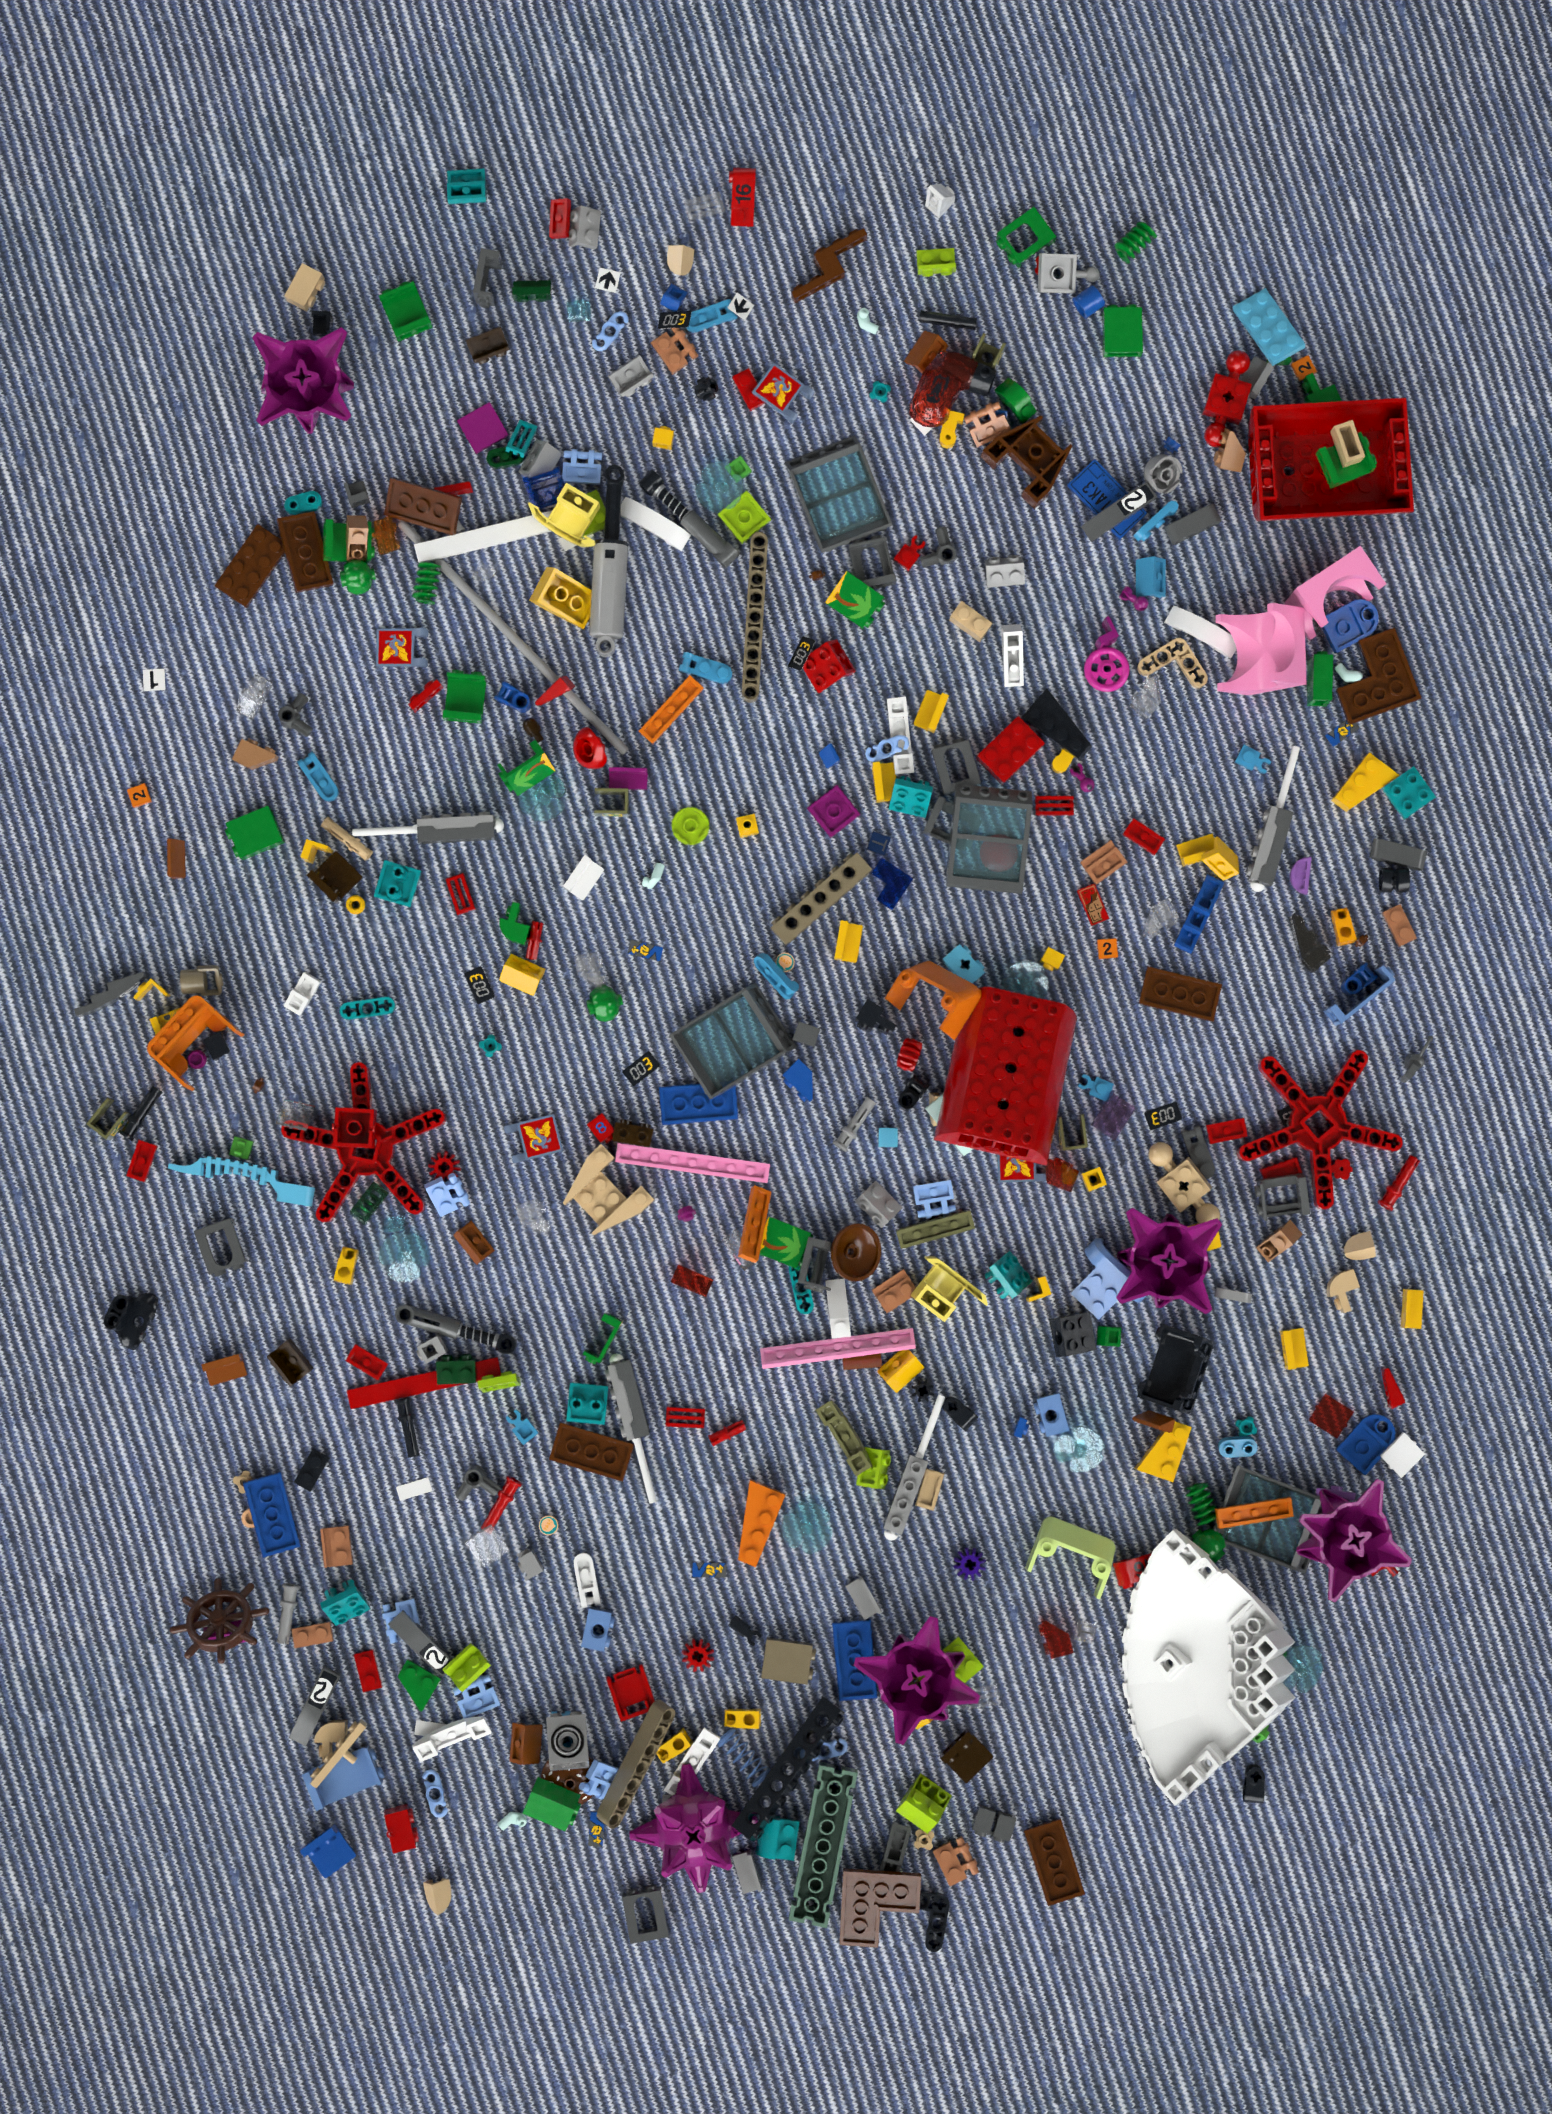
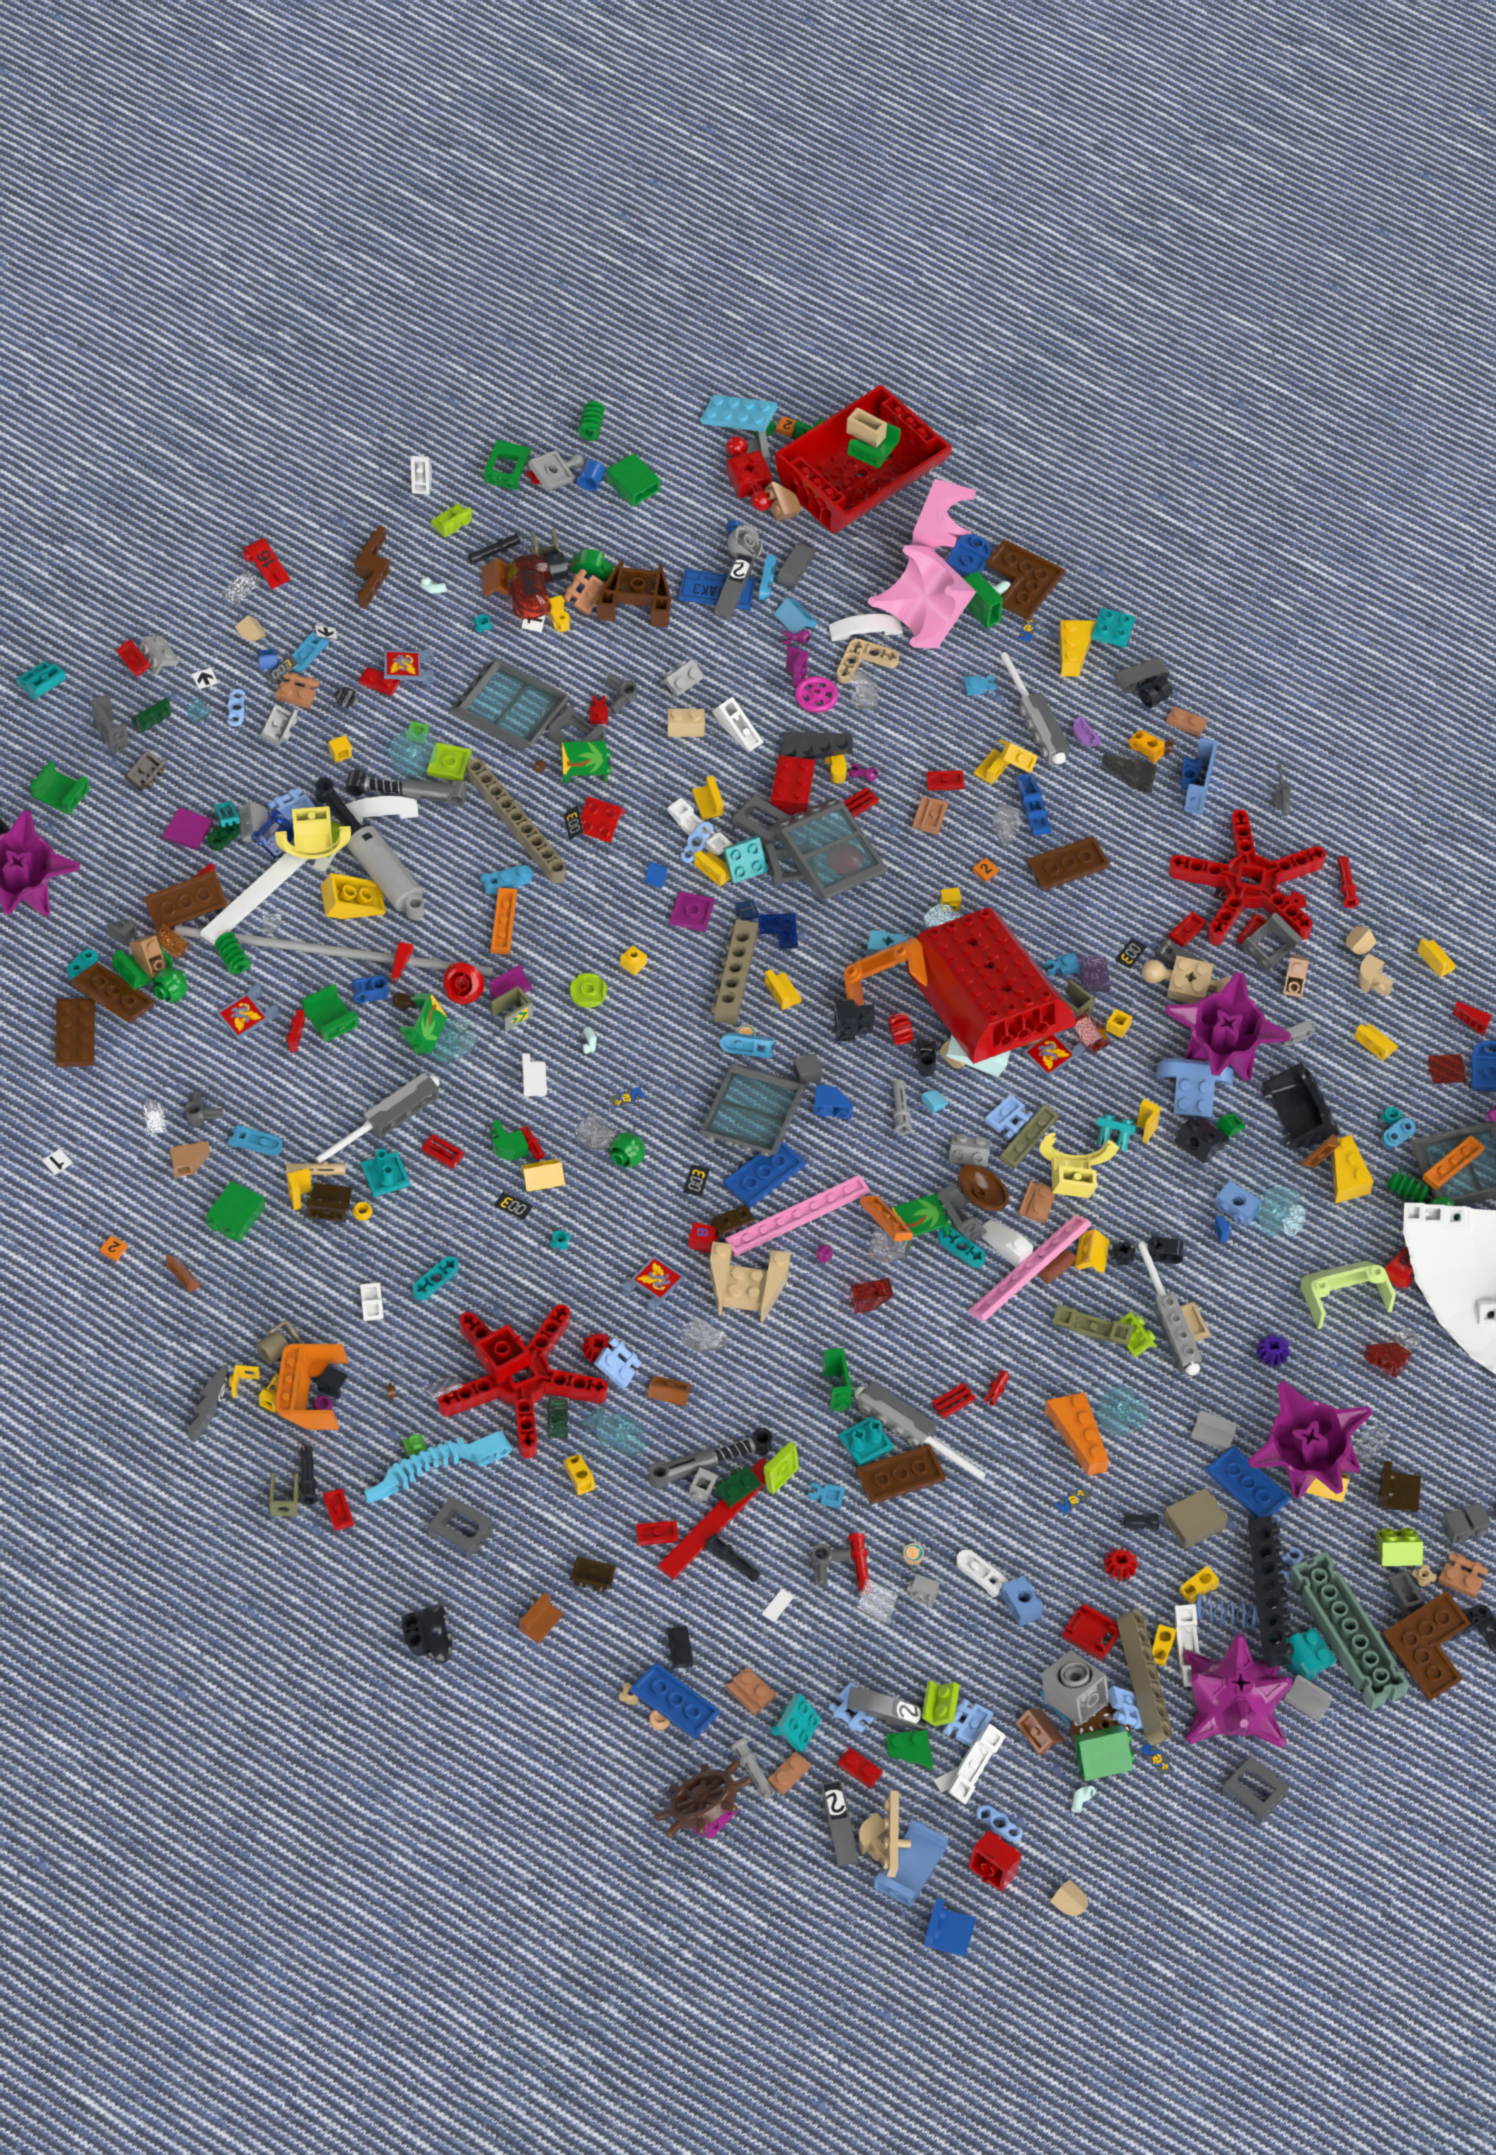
camera: 40 degrees left, 30 degrees down
(1092, 904) = (947, 848): tile -> none

